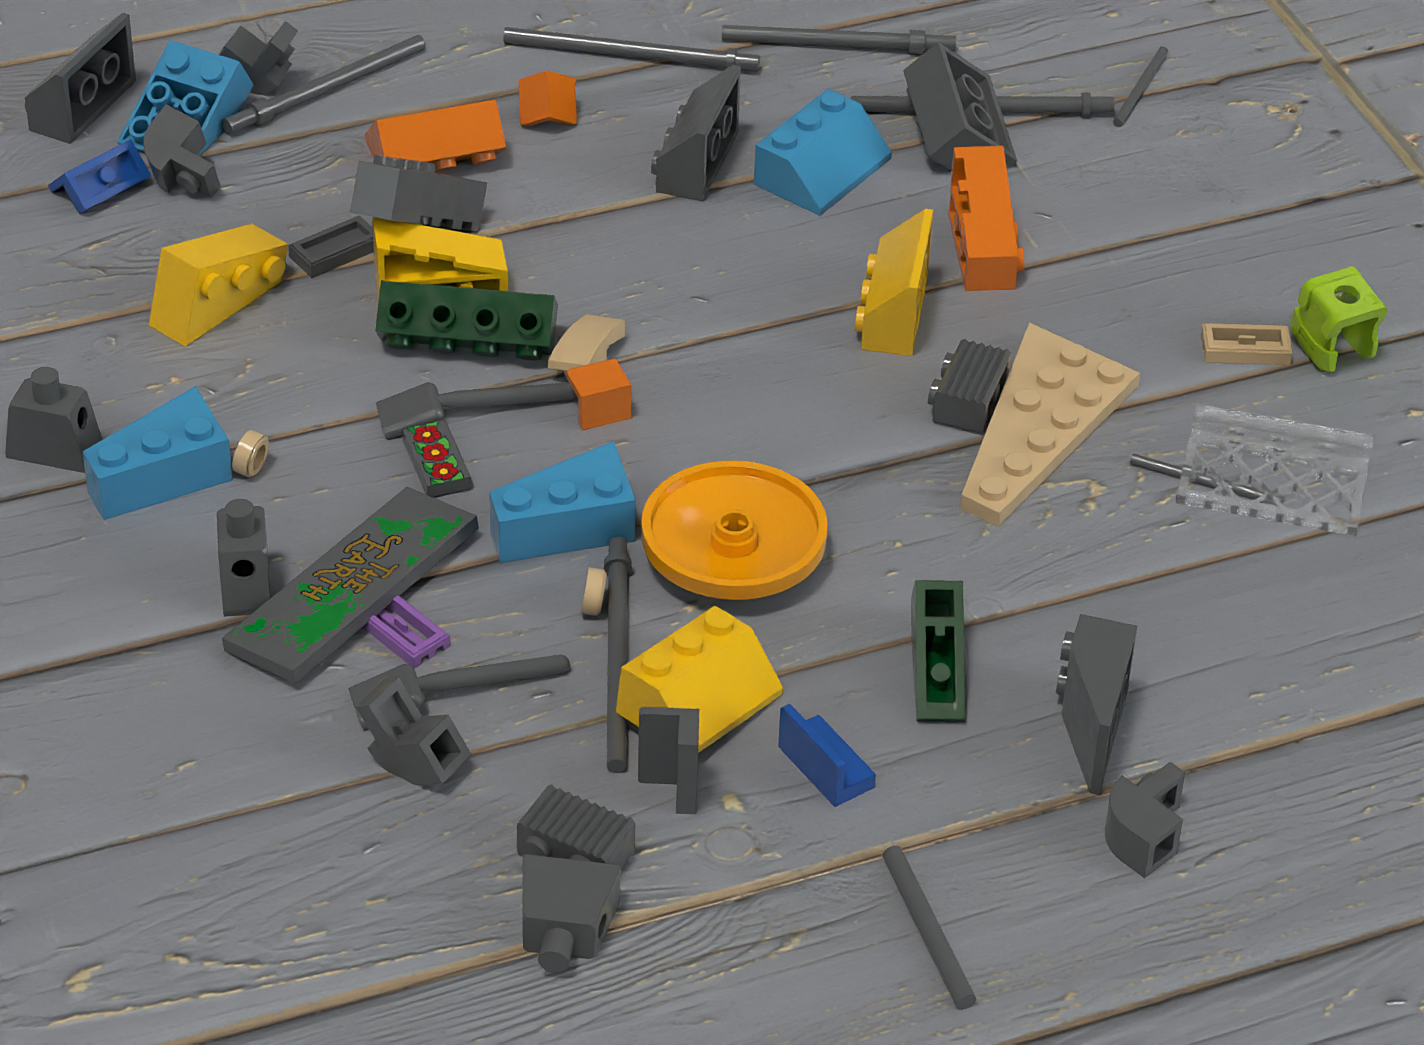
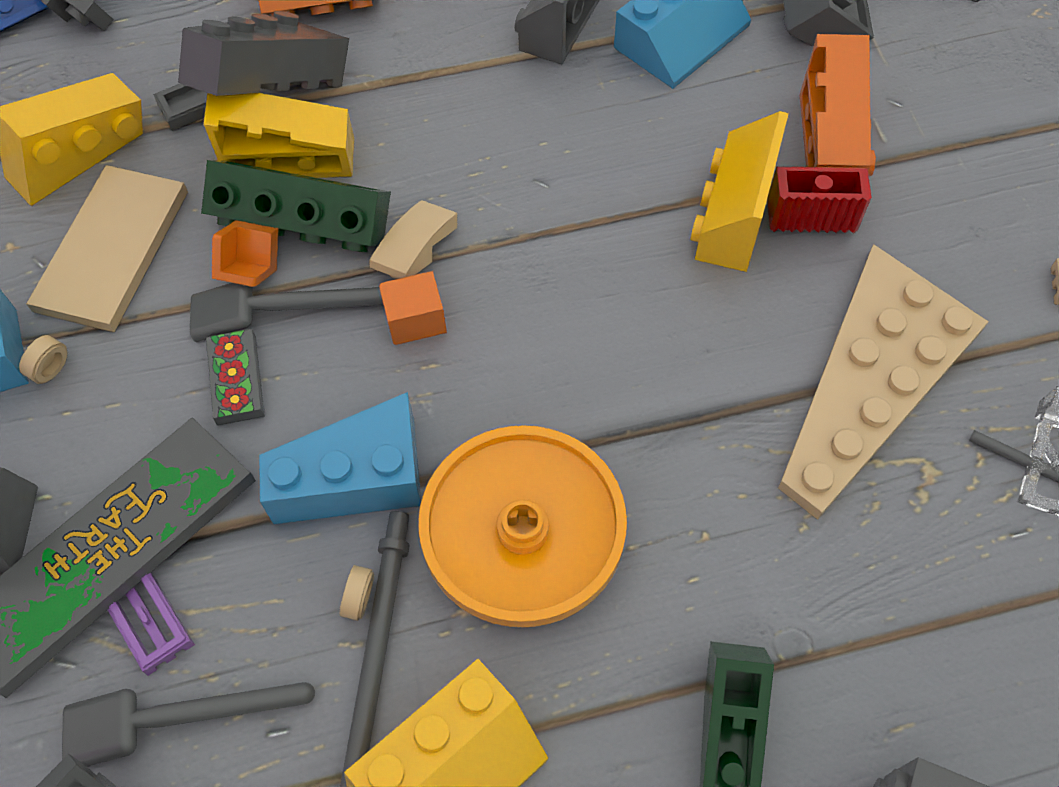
camera: 10 degrees right, 20 degrees up
(281, 370) = (108, 248): none -> tan tile
(427, 359) = (244, 253): none -> orange panel
(969, 385) = (805, 327): dark grey brick -> none
(971, 287) = (818, 198): none -> red brick

